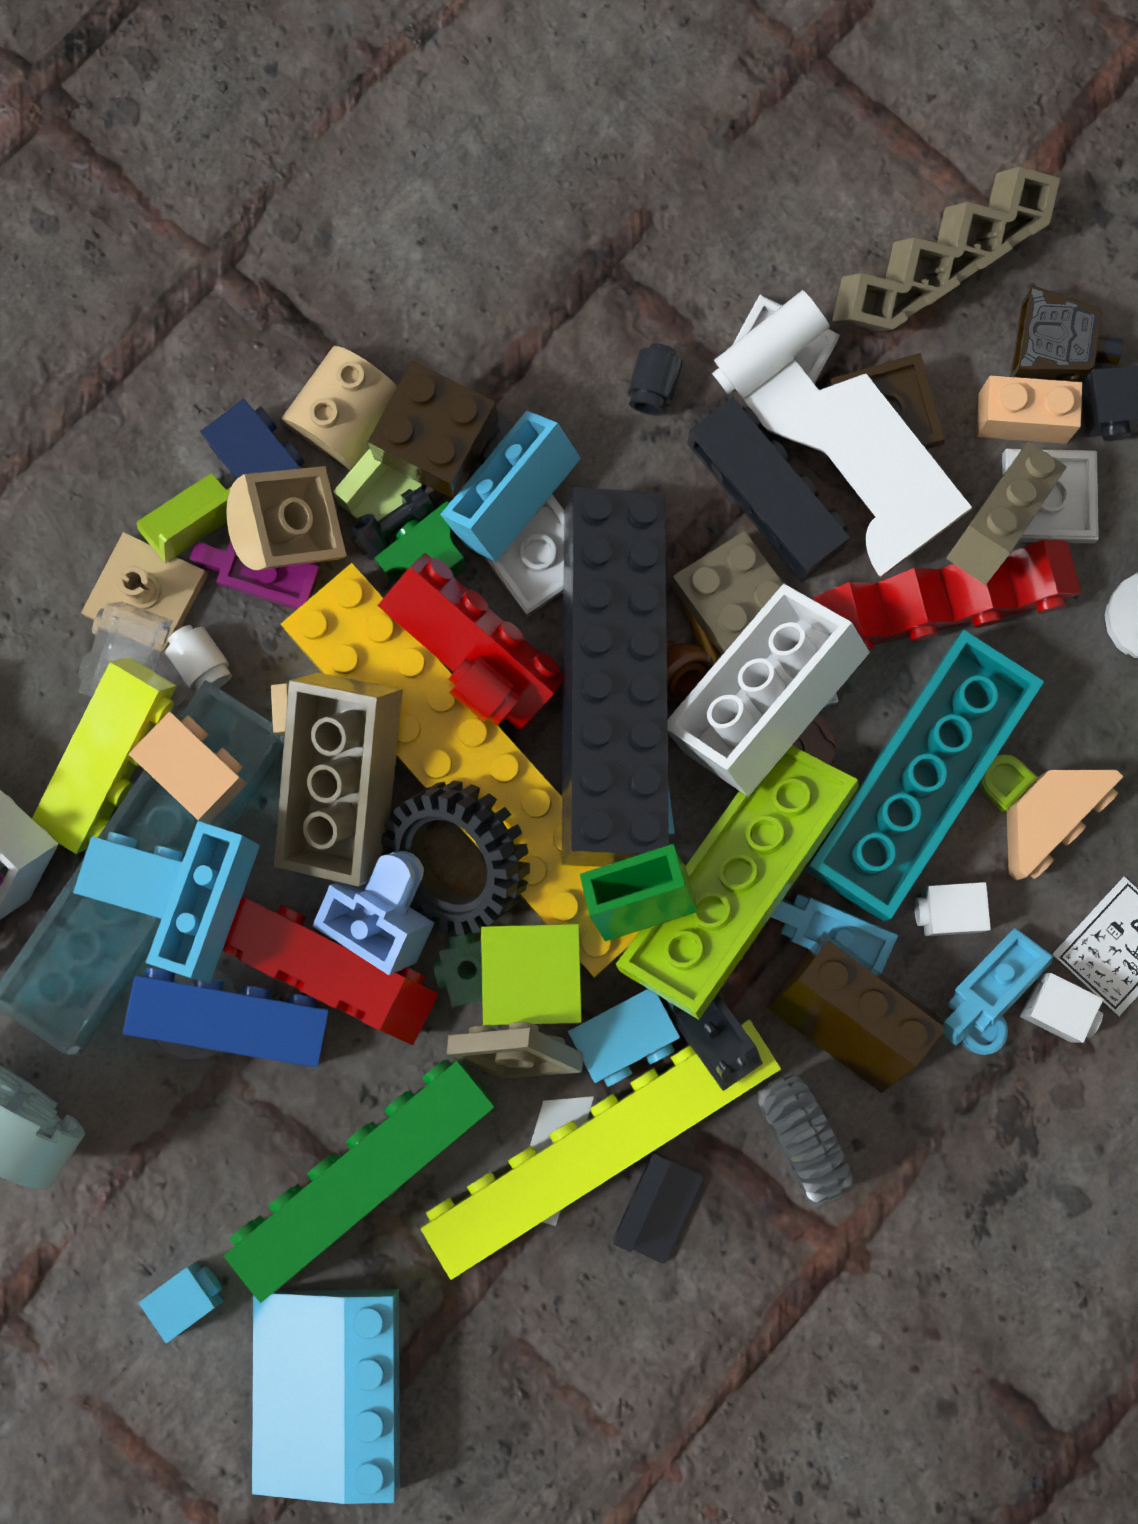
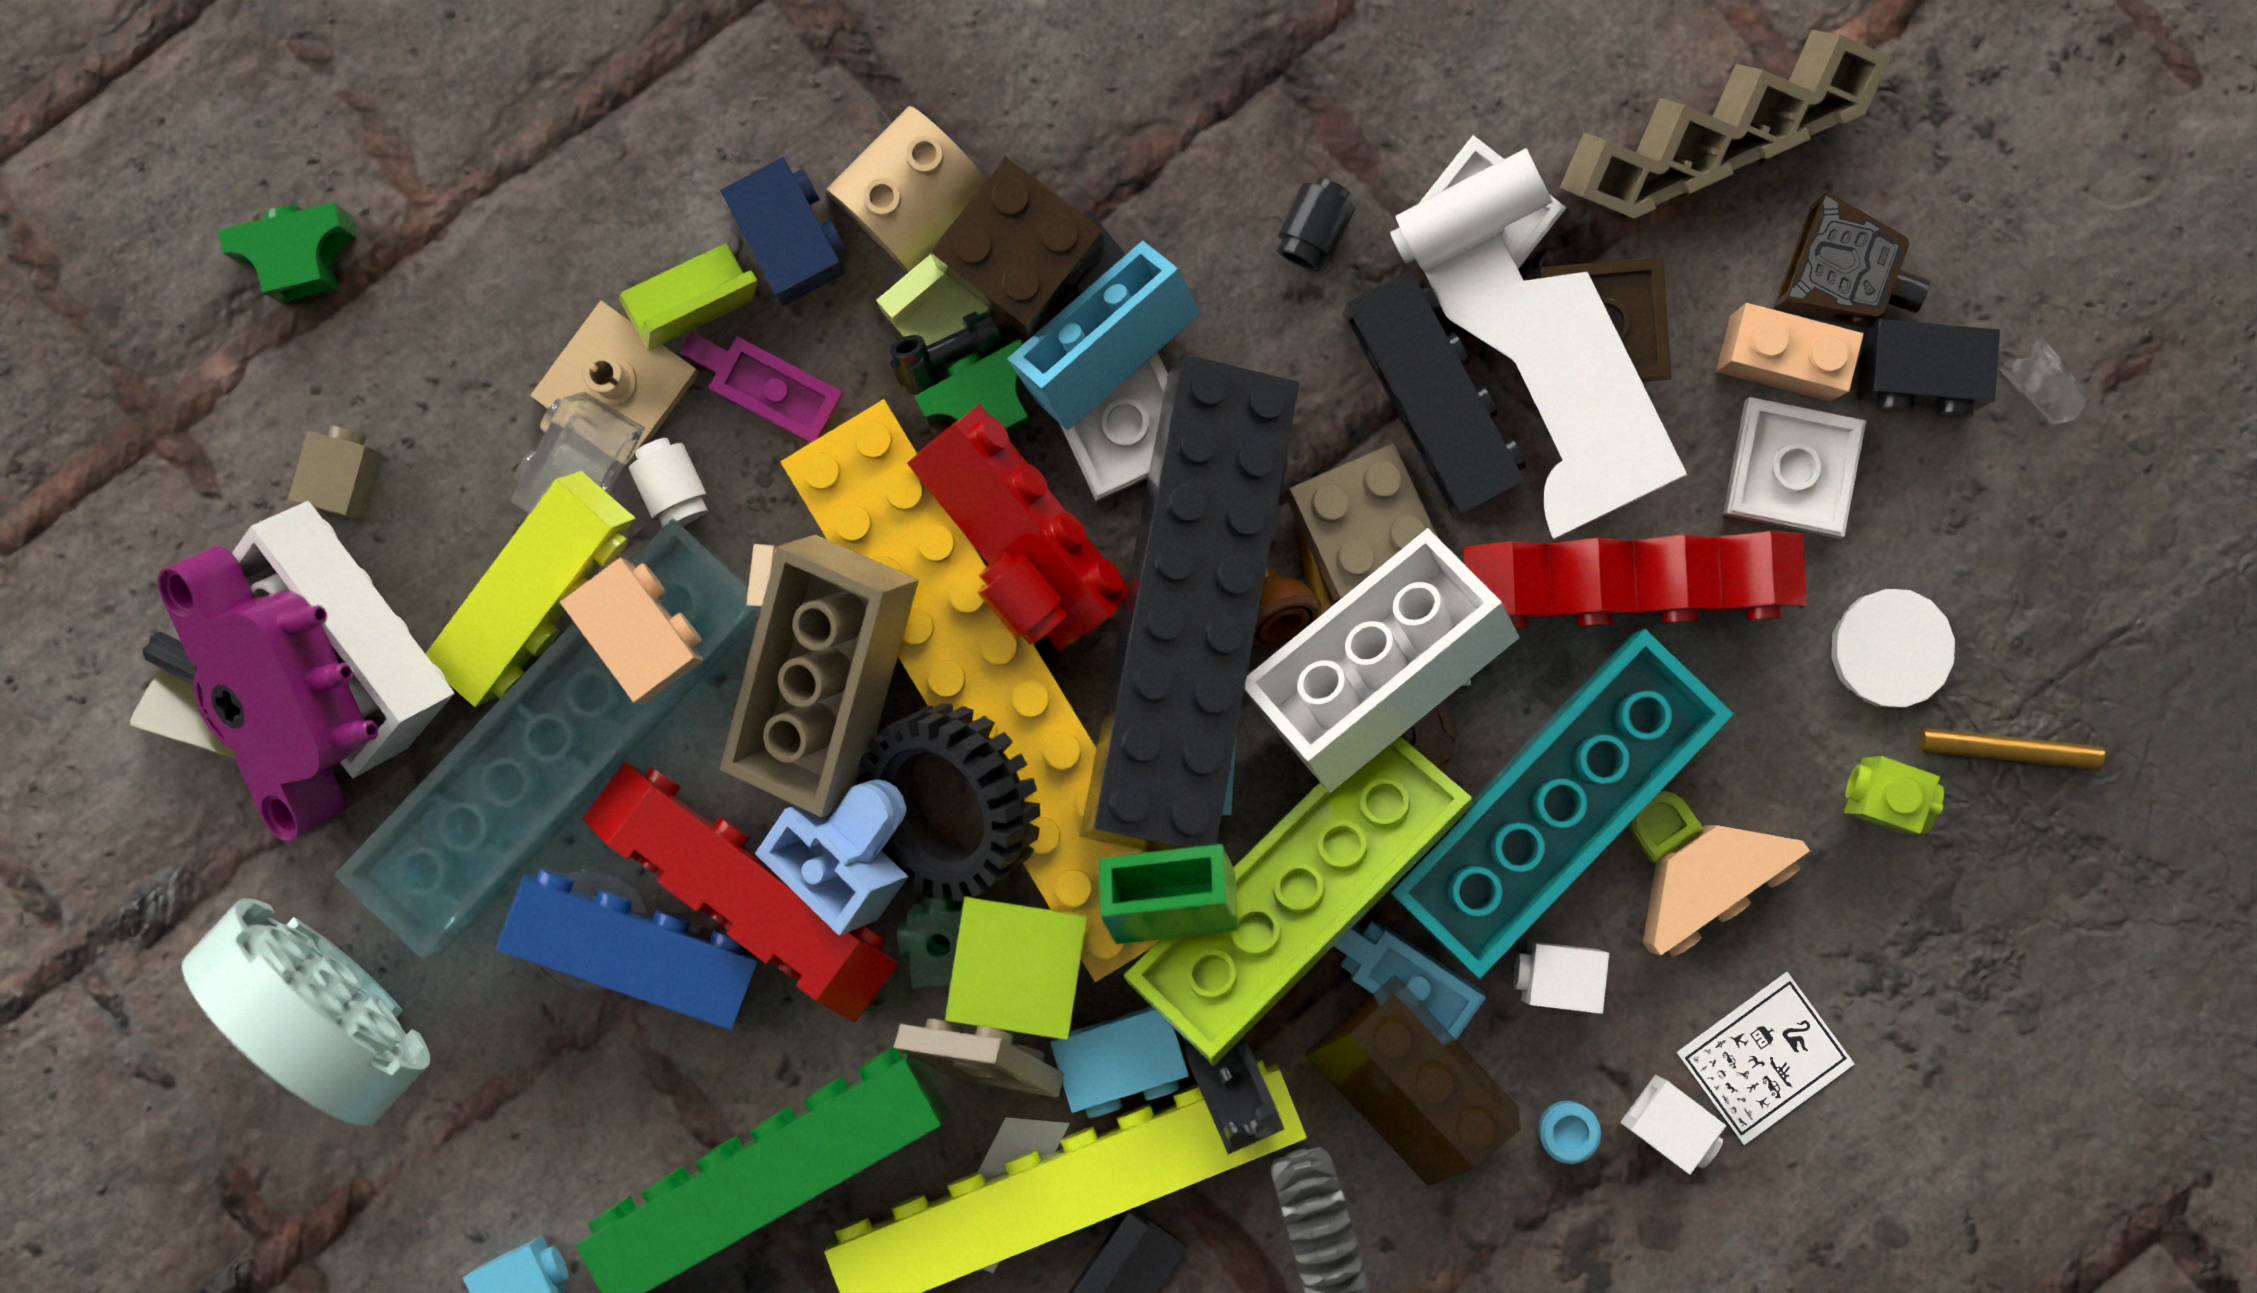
camera: 10 degrees right, 5 degrees up
(128, 876) = (542, 757): medium azure brick -> none
(203, 902) = (622, 807): medium azure brick -> none
(284, 519) = (807, 328): tan brick -> none
(995, 985) = (1596, 1081): medium azure hinge -> none
(1006, 513) = (1730, 489): dark tan brick -> none

